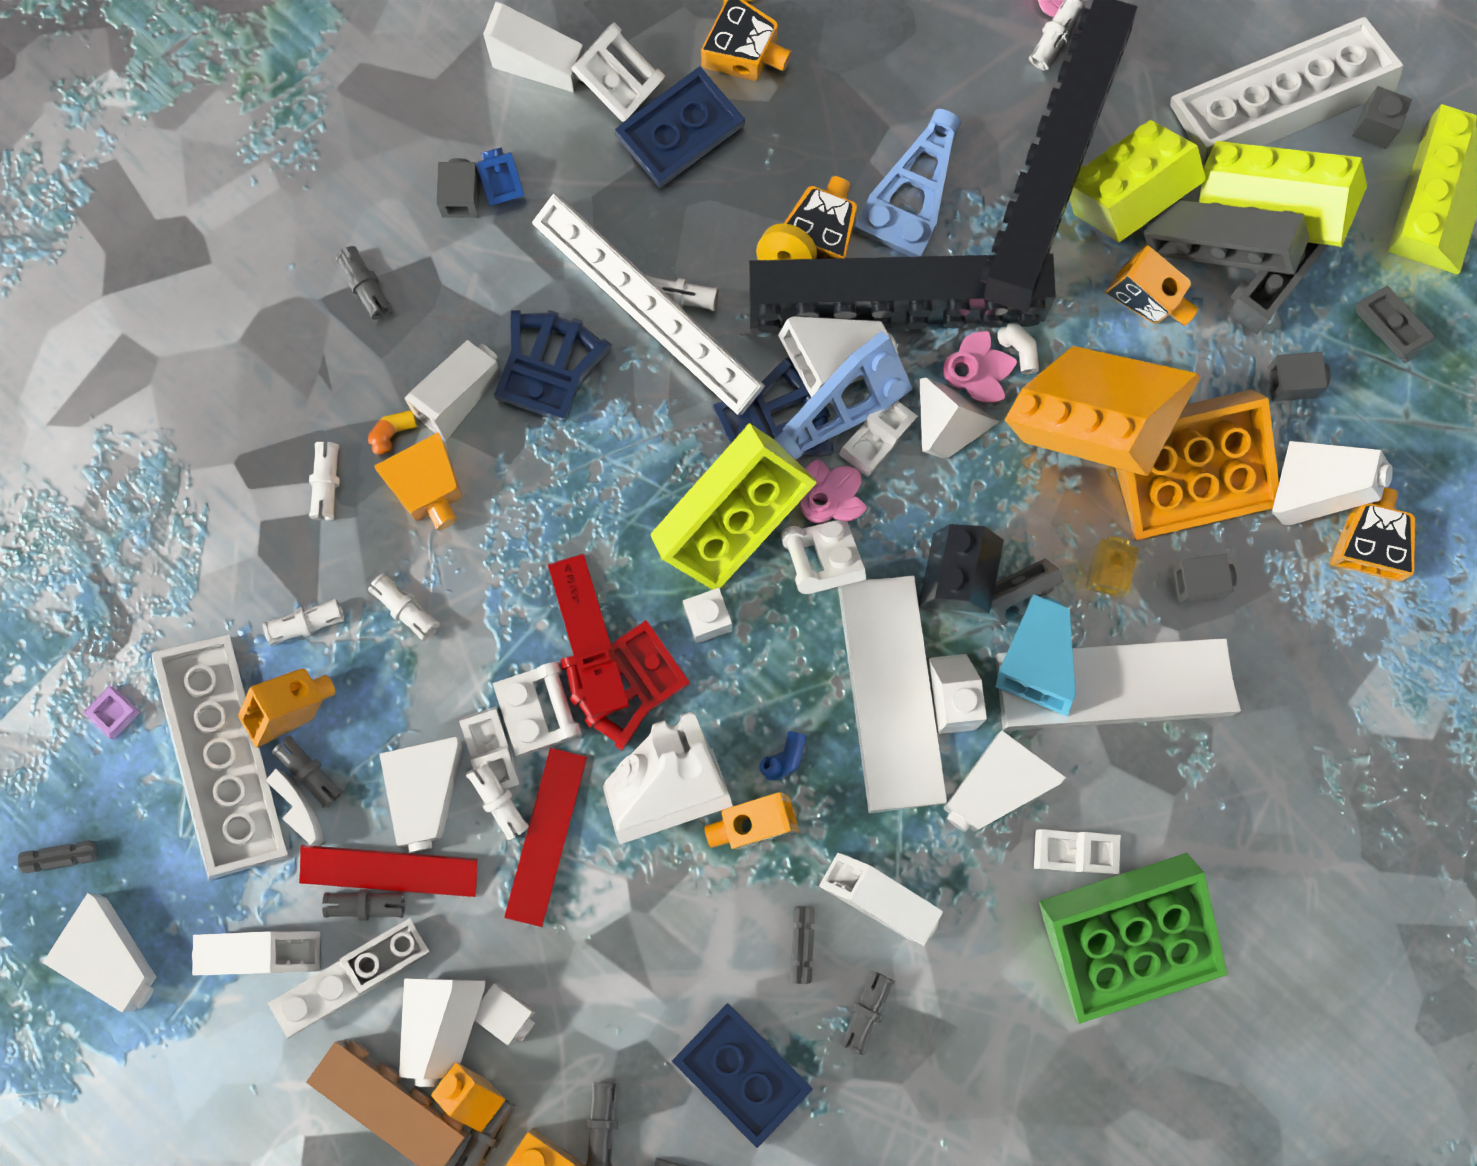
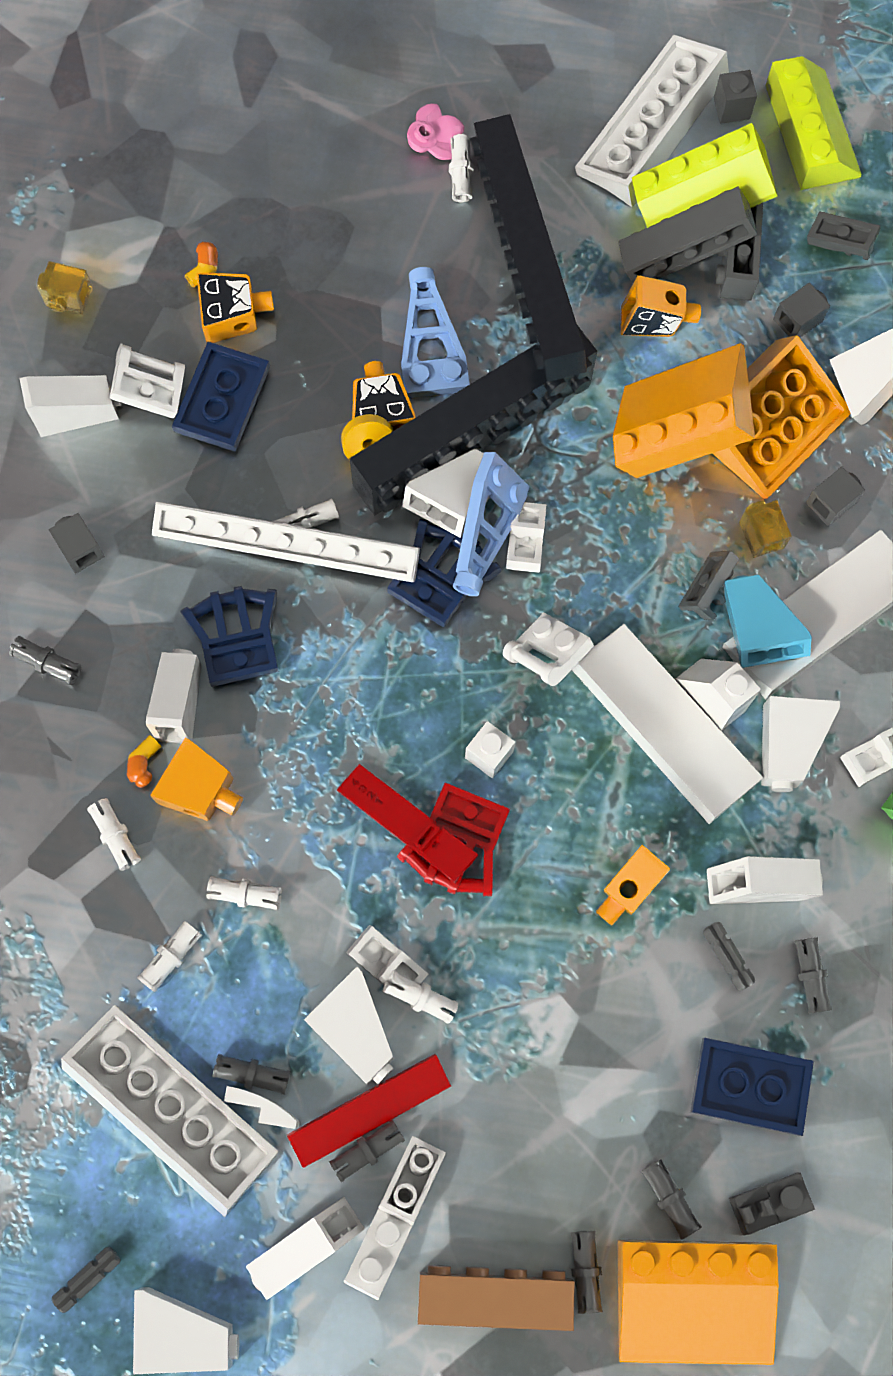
camera: 35 degrees left, 5 degrees down
(112, 712) = (55, 1131): lavender tile -> none
(283, 704) = (198, 1032): light orange torso -> none
(436, 1026) = (493, 1207): white slope -> none
(468, 1097) = (555, 1247): light orange brick -> none
(499, 176) = (103, 514): blue bracket -> none
(505, 1015) = (539, 1163): white brick -> none
(524, 712) = (394, 915): white plate -> none
(545, 837) = (476, 1003): red piece -> none
(665, 781) = (545, 895): white piece -> none
(732, 508) = (457, 655): neon yellow slope -> none
(787, 761) = (622, 824): blue arm -> none
(836, 490) = (520, 596): bright pink plate -> none
(949, 419) = (572, 492): white slope -> none
(962, 569) = (657, 595): black slope -> none
(984, 368) = (570, 439): bright pink plate -> none
(1024, 344) = (590, 405): white arm -> none
(1136, 180) = (596, 236): neon yellow brick -> none

